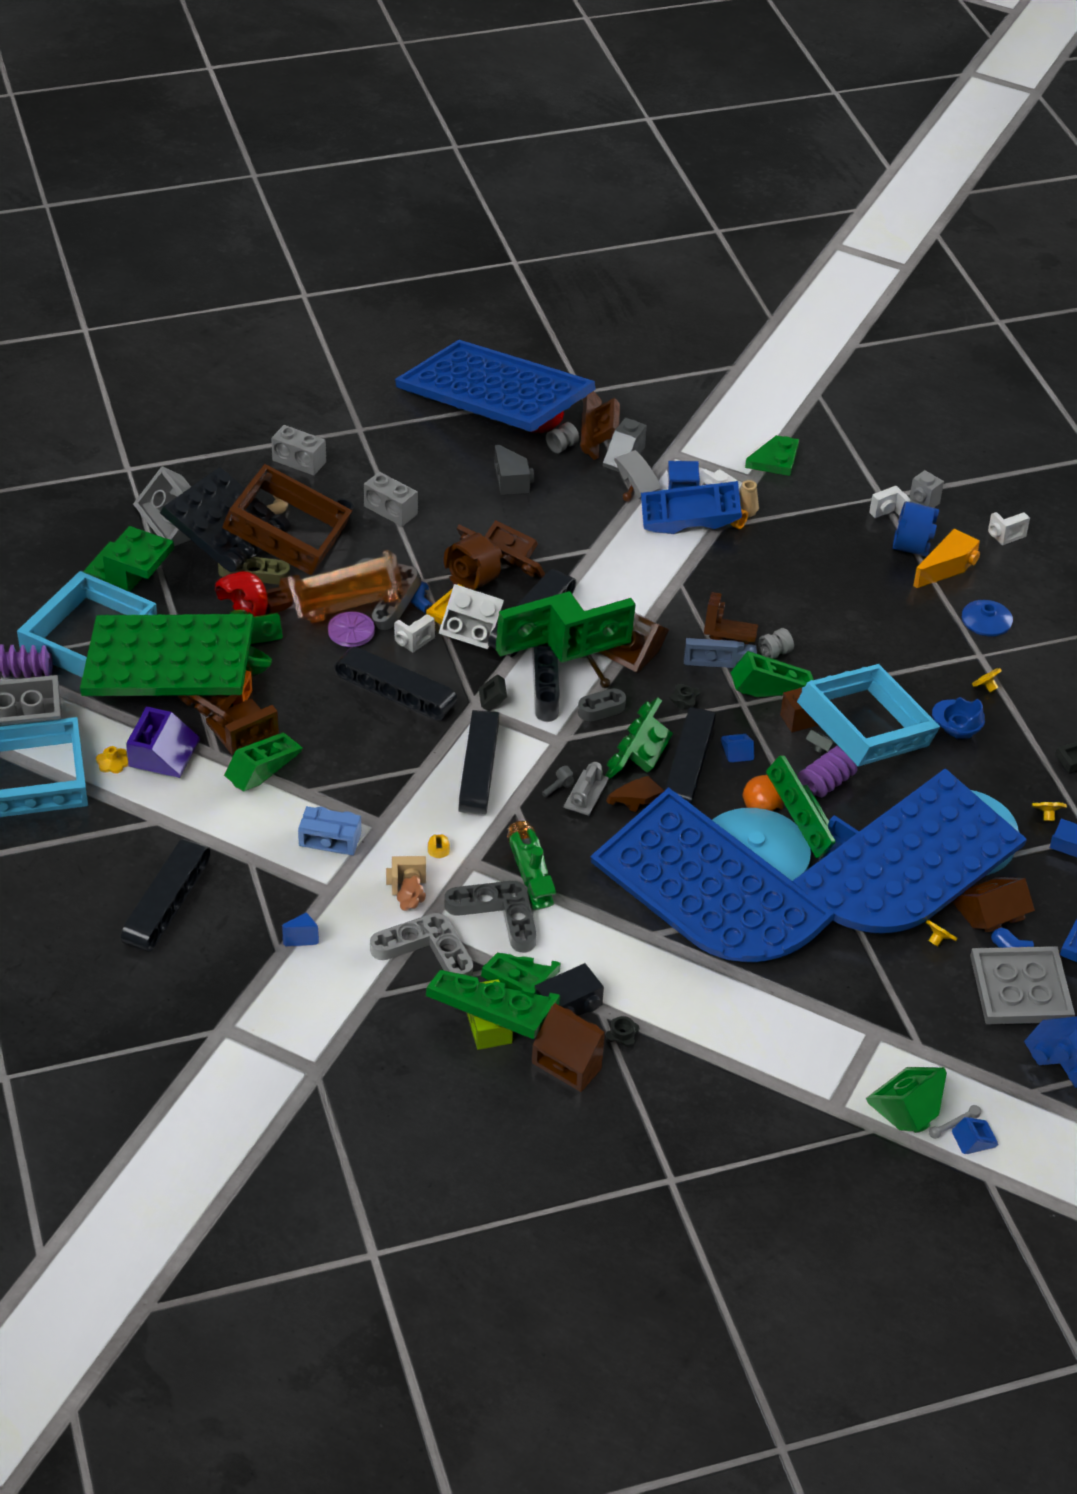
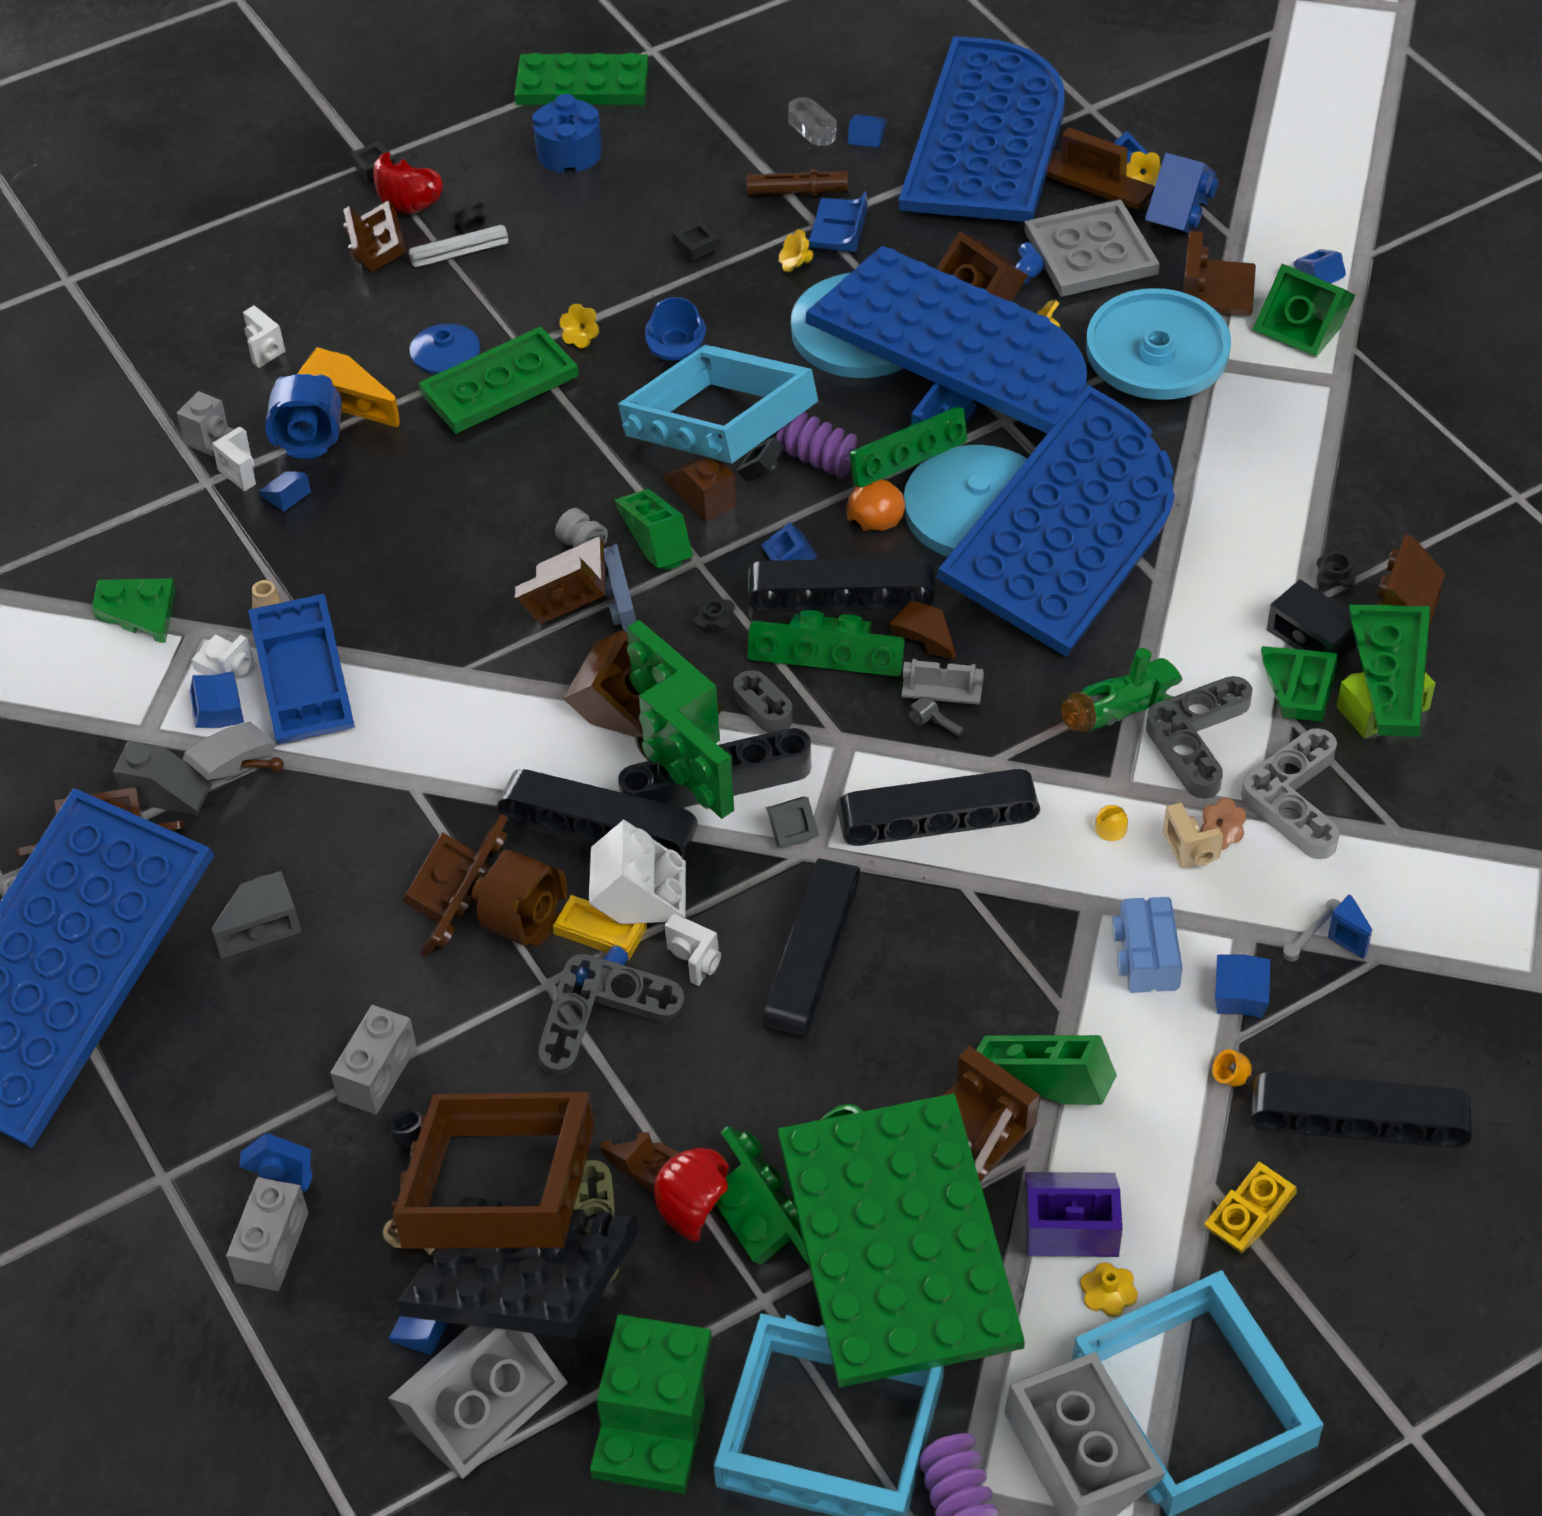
camera: 100 degrees left, 5 degrees up
(129, 830) = (1251, 1208): none -> yellow slope
(223, 846) = (1228, 1076): none -> light orange hinge
(283, 868) = (1242, 985): none -> blue piece
(302, 907) = (1292, 950): none -> light grey hinge
(339, 453) = (278, 1160): none -> blue bracket
(347, 588) = (617, 1044): clear orange windscreen -> none
(351, 629) = (700, 1043): medium lavender wheel -> none
(860, 525) = (286, 489): none -> blue slope
(885, 984) = (1158, 344): none -> medium azure dish
(941, 632) = (498, 379): none -> green plate
(964, 1046) = (1220, 284): none -> reddish brown bracket

